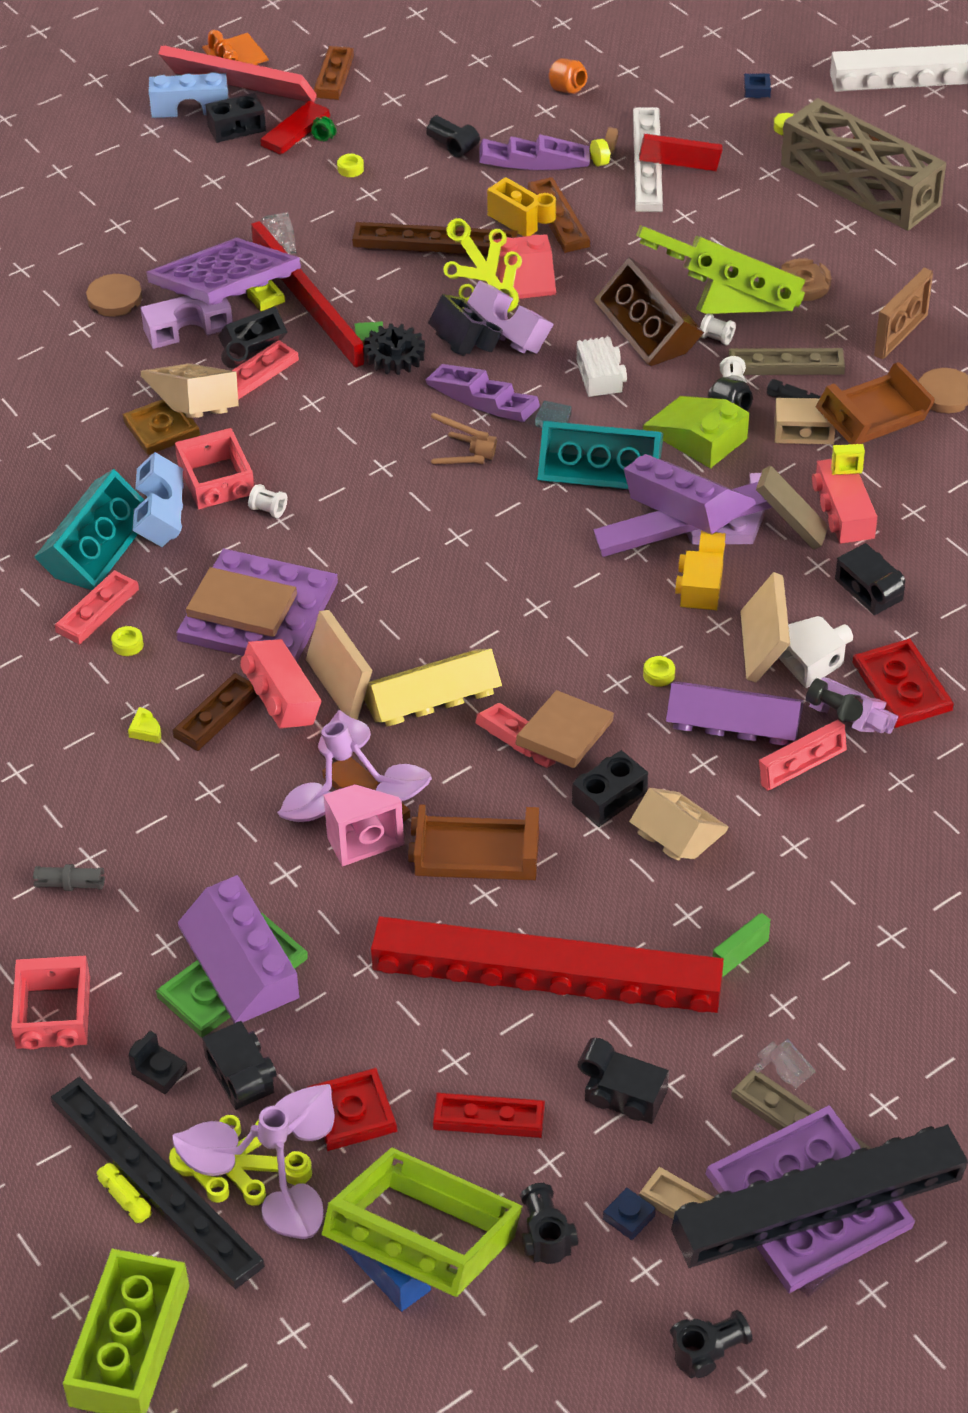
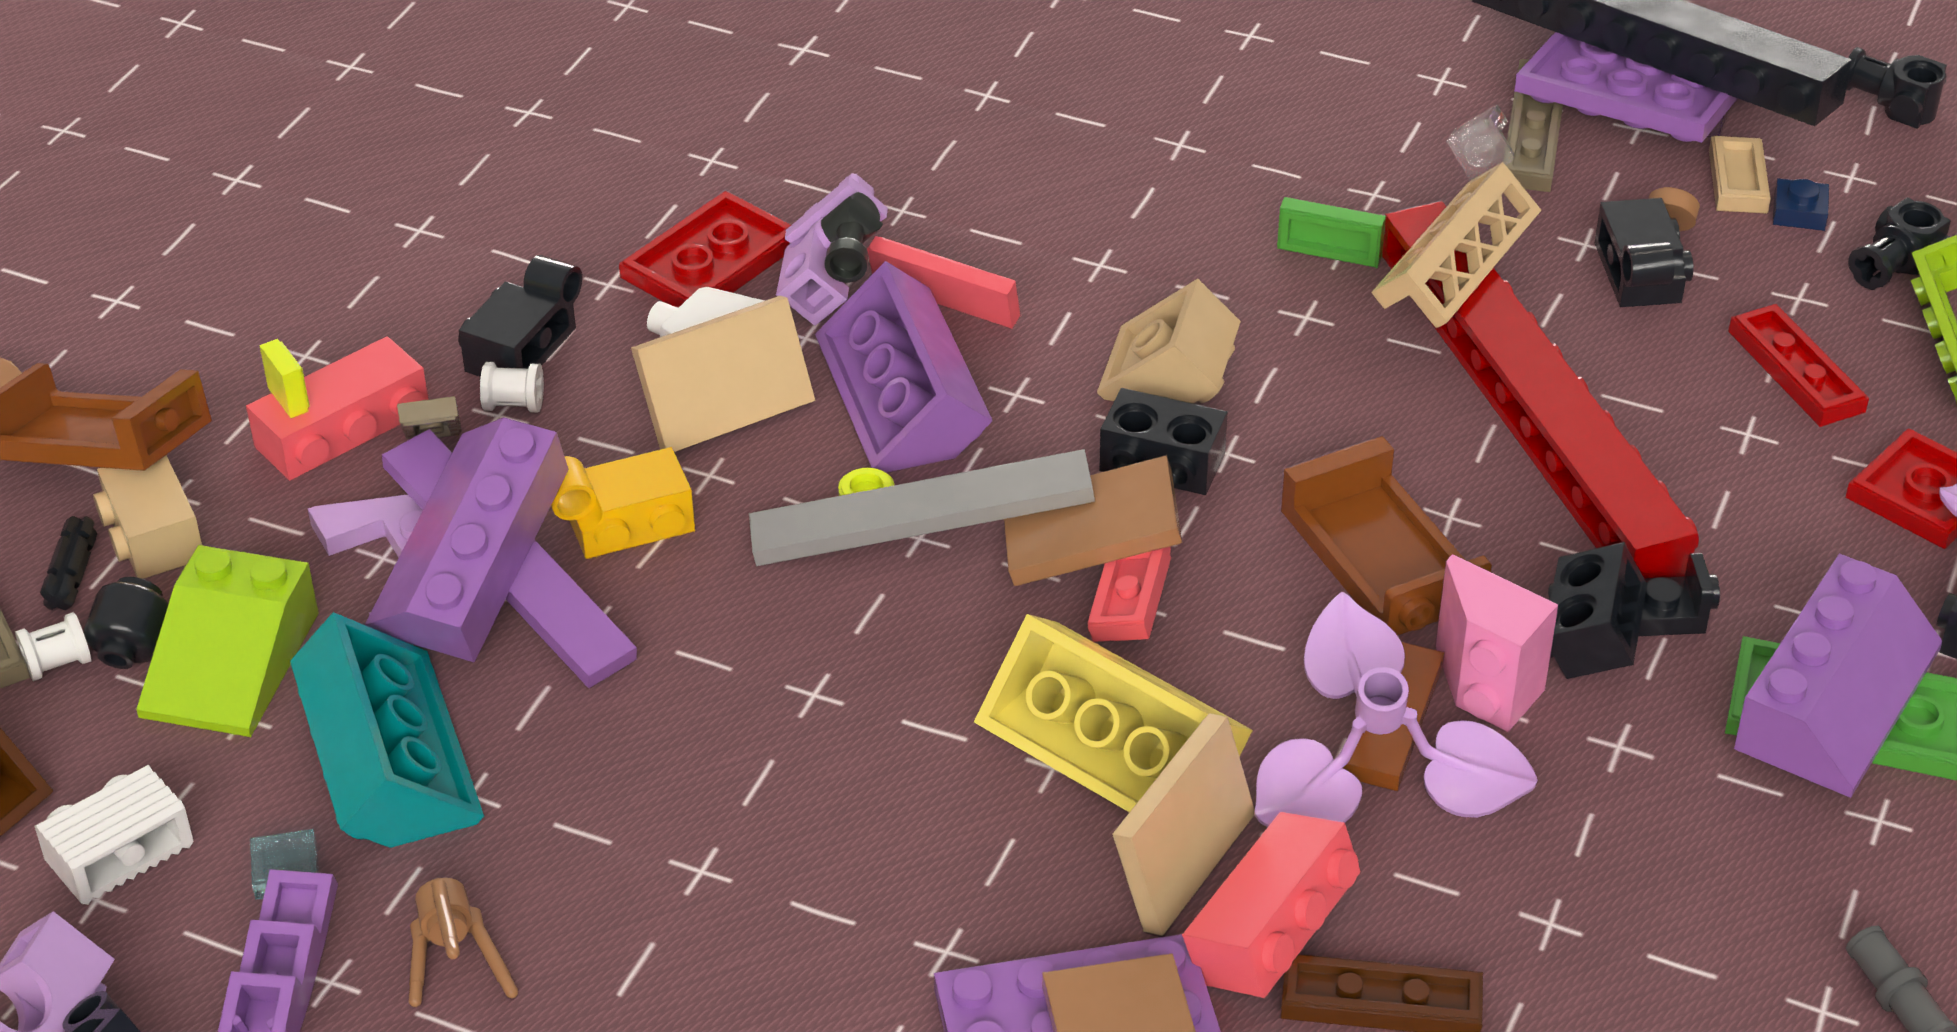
camera: 120 degrees left, 5 degrees down
(351, 939) = (1682, 602): none -> black bracket
(358, 886) = (1598, 610): none -> black brick
(619, 673) = (920, 507): none -> light grey tile
(656, 1125) = (1679, 205): none -> medium nougat tile
(669, 956) = (1458, 230): none -> tan fence
(820, 568) = (511, 387): none -> white bush

